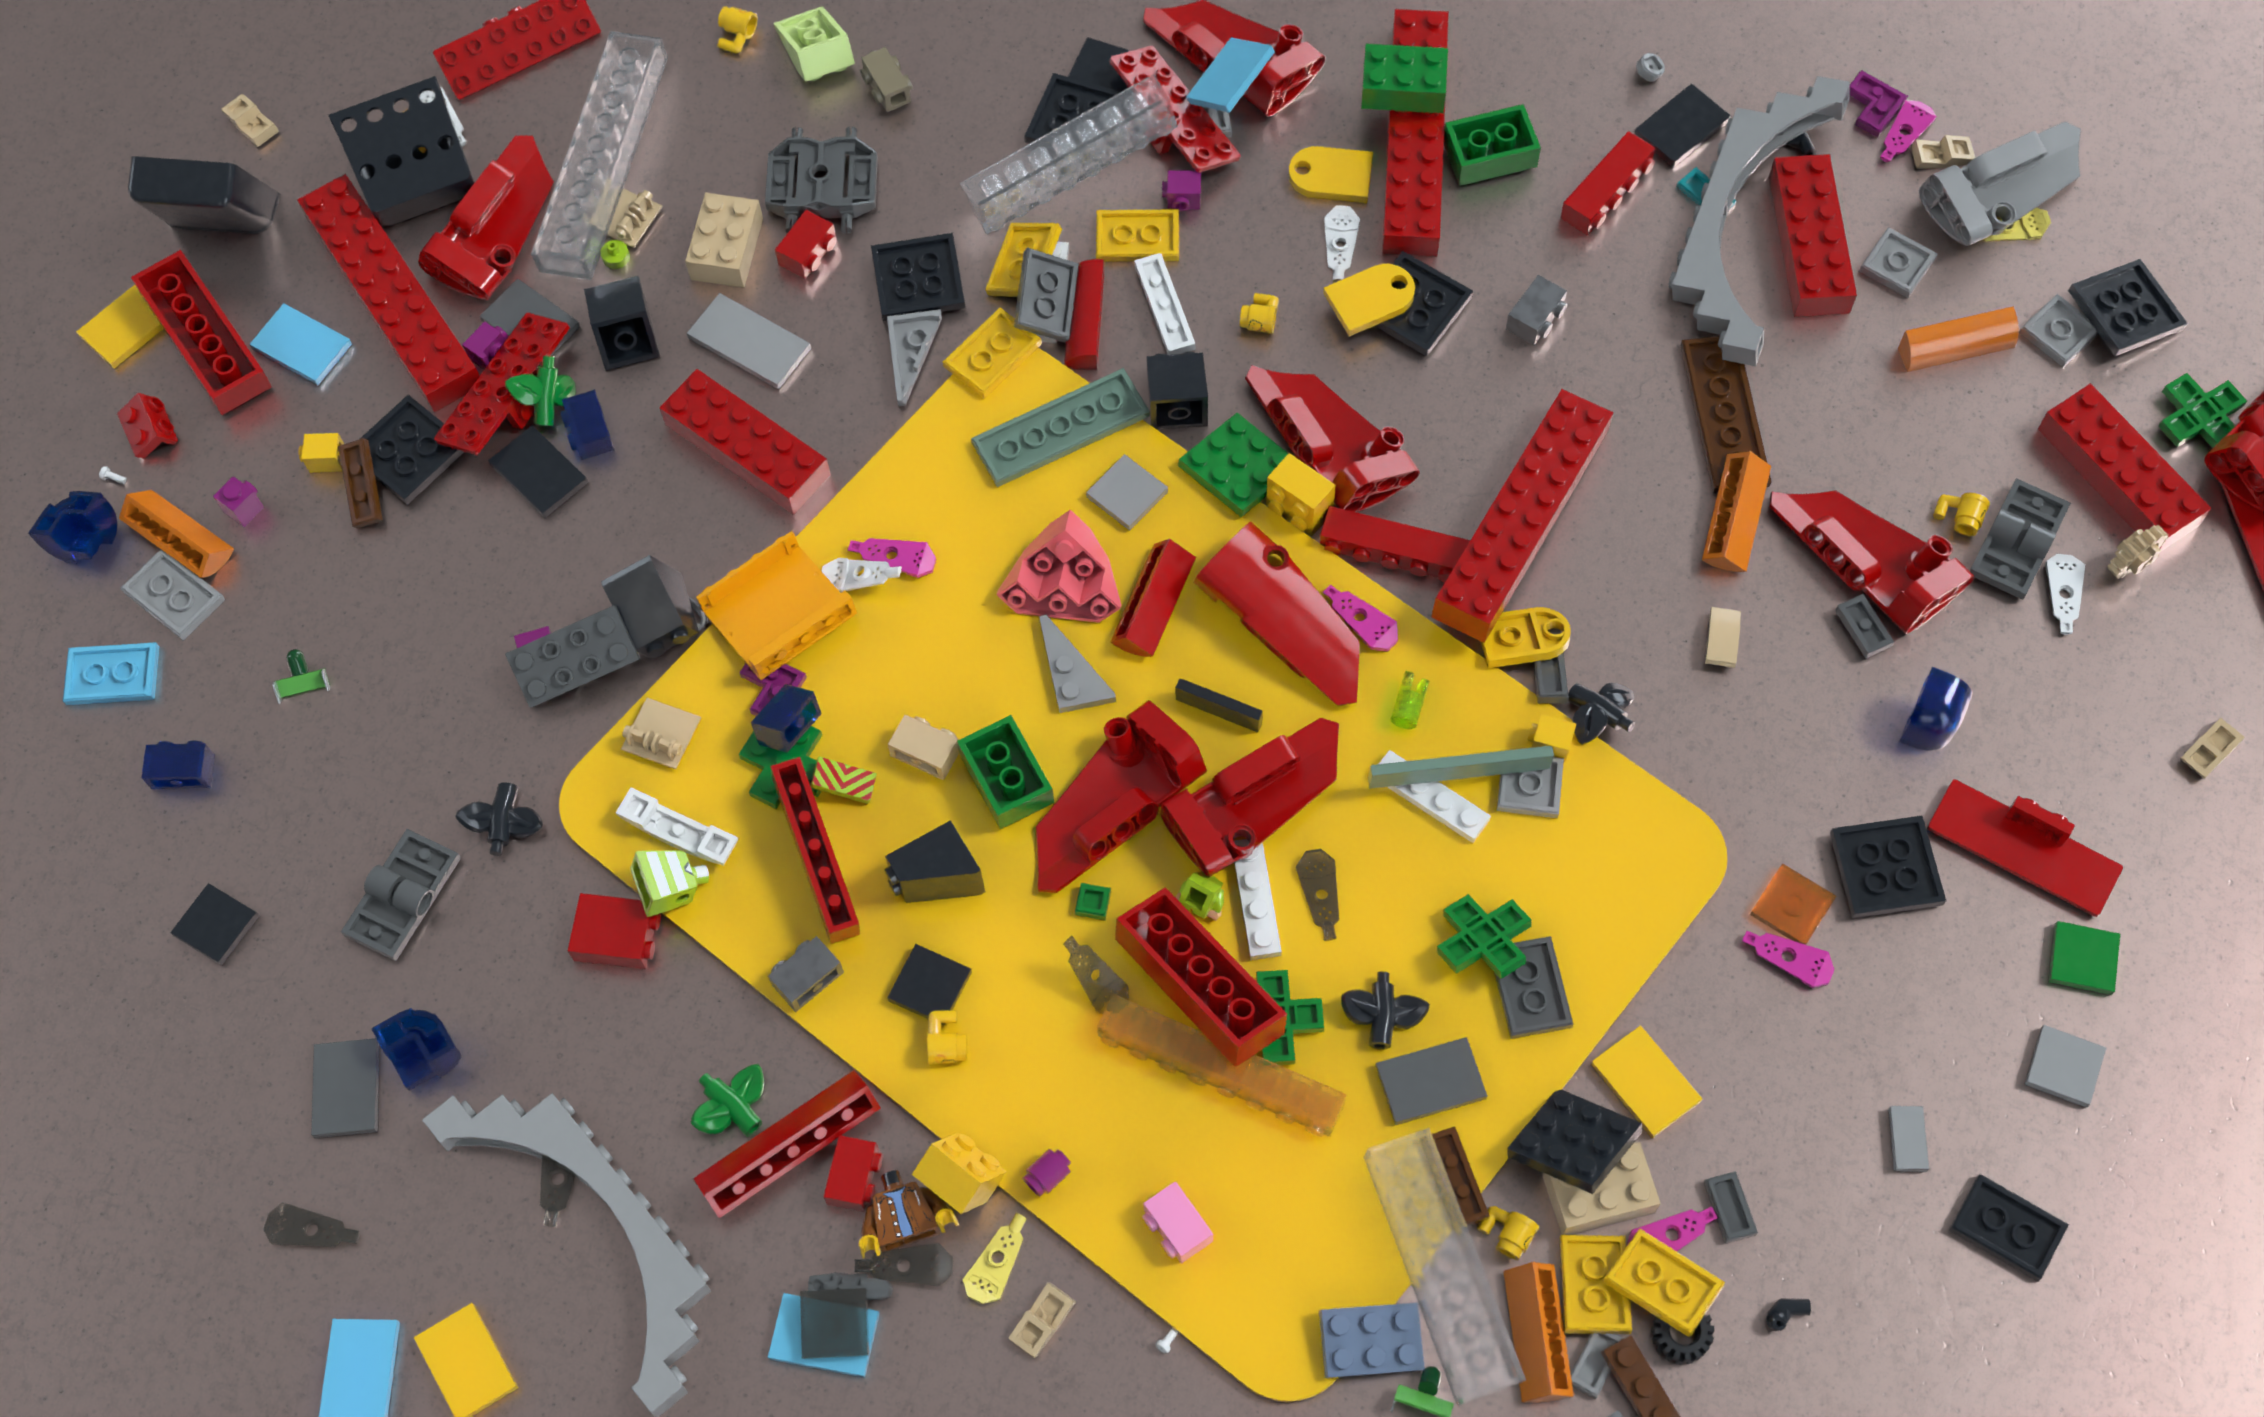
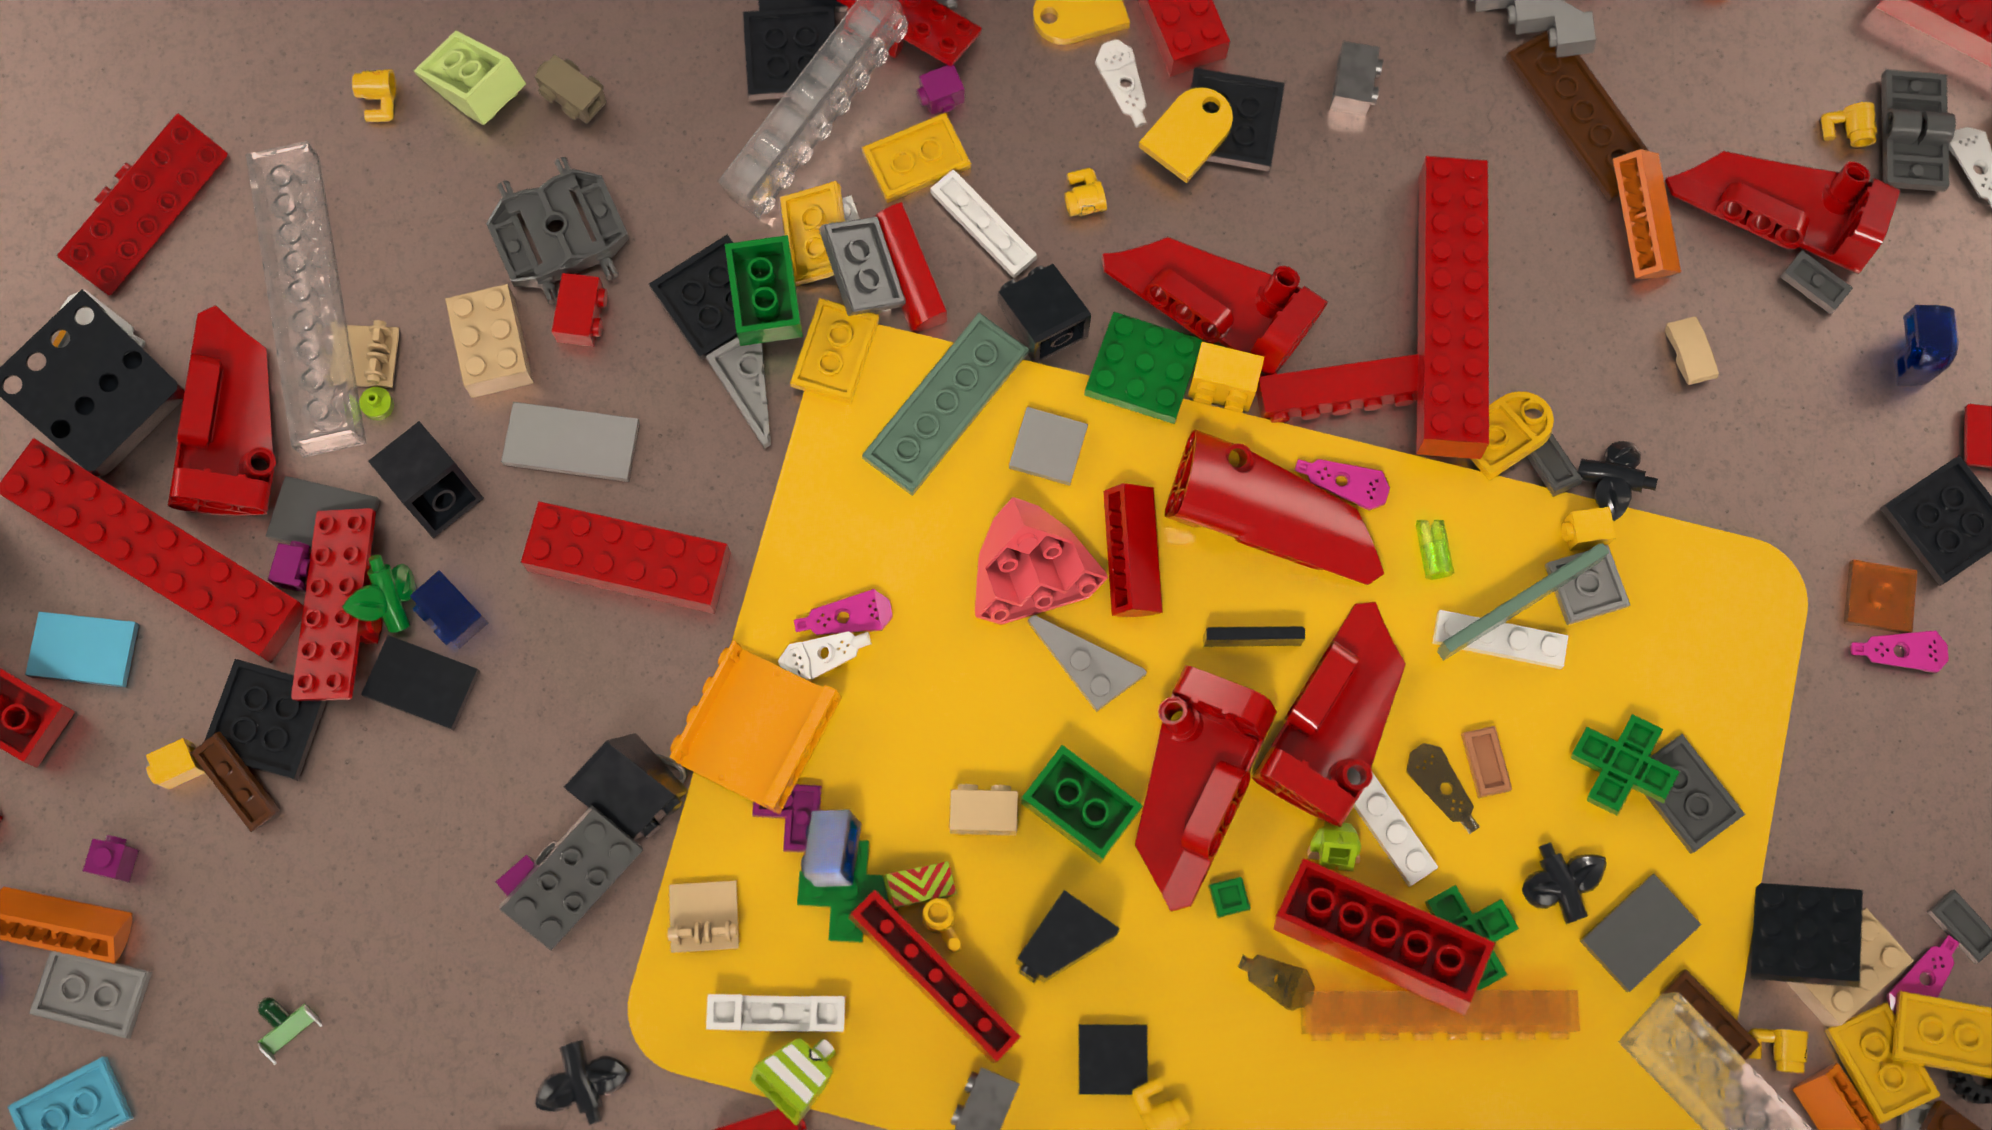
camera: 30 degrees left, 10 degrees up
(846, 815) = (939, 918): none -> yellow piece
(955, 281) = (763, 290): none -> green brick
(1368, 888) = (1486, 762): none -> nougat tile
(1646, 1081) = (1832, 837): yellow tile -> none

